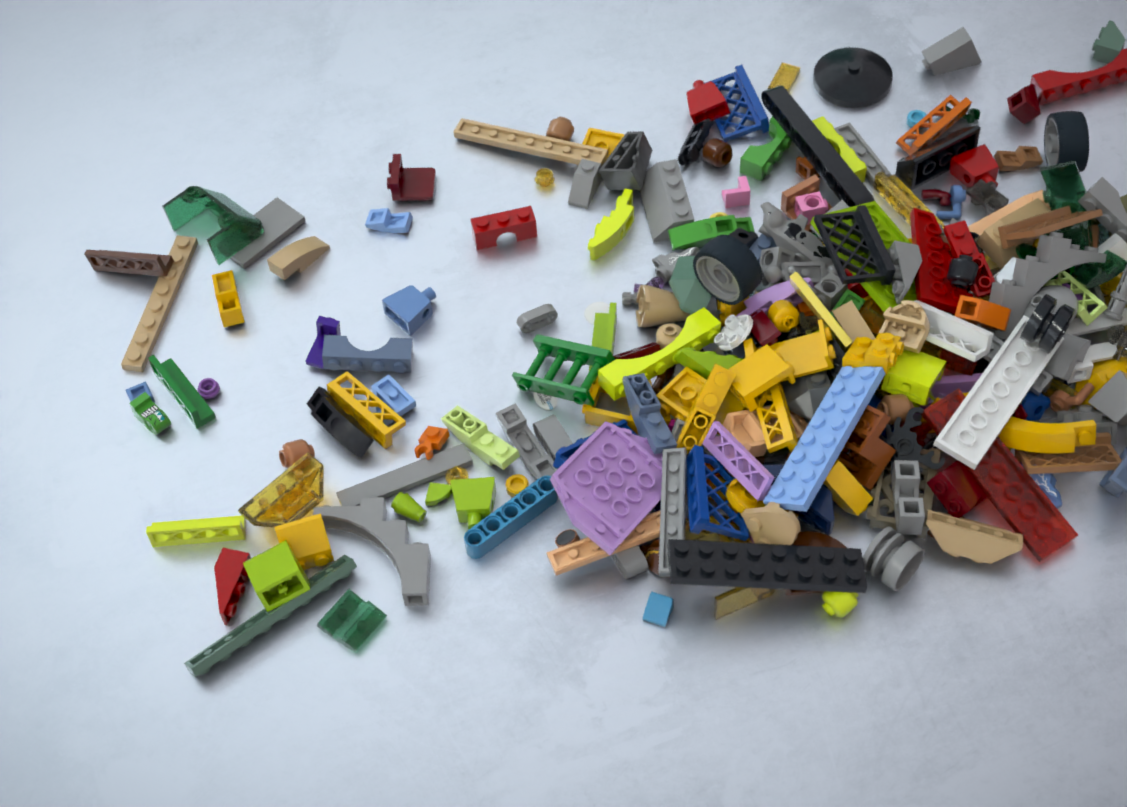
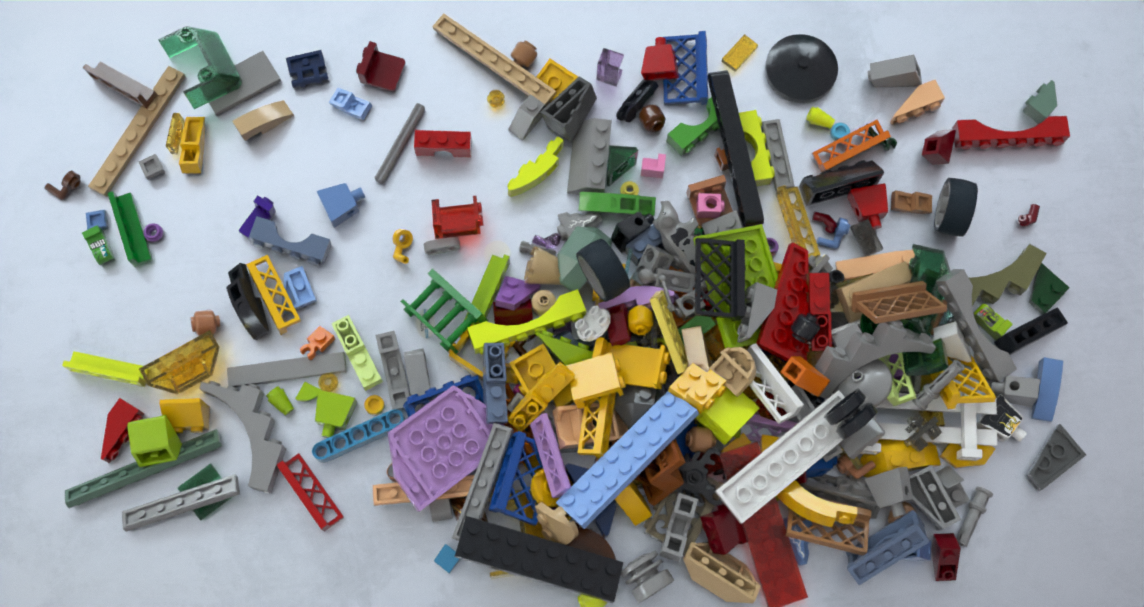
camera: 10 degrees right, 20 degrees up
(99, 364) = (69, 182): none -> reddish brown plate
(187, 328) = (151, 166): none -> light grey plate
(205, 292) = (175, 133): none -> clear yellow plate
(327, 635) = (180, 502): none -> light grey tile
(329, 196) = (305, 64): none -> dark blue plate
(455, 242) = (399, 143): none -> light grey axle
(474, 592) = (303, 495): none -> red fence
(495, 325) = (400, 245): none -> yellow plate
(546, 289) = (456, 220): none -> clear red panel
(634, 338) = (515, 292): none -> medium lavender wing
(656, 117) = (609, 67): none -> clear purple panel
(701, 191) = (620, 161): none -> clear green slope
(891, 111) = (819, 117): none -> neon yellow cone
(987, 71) = (924, 98): none -> light nougat slope

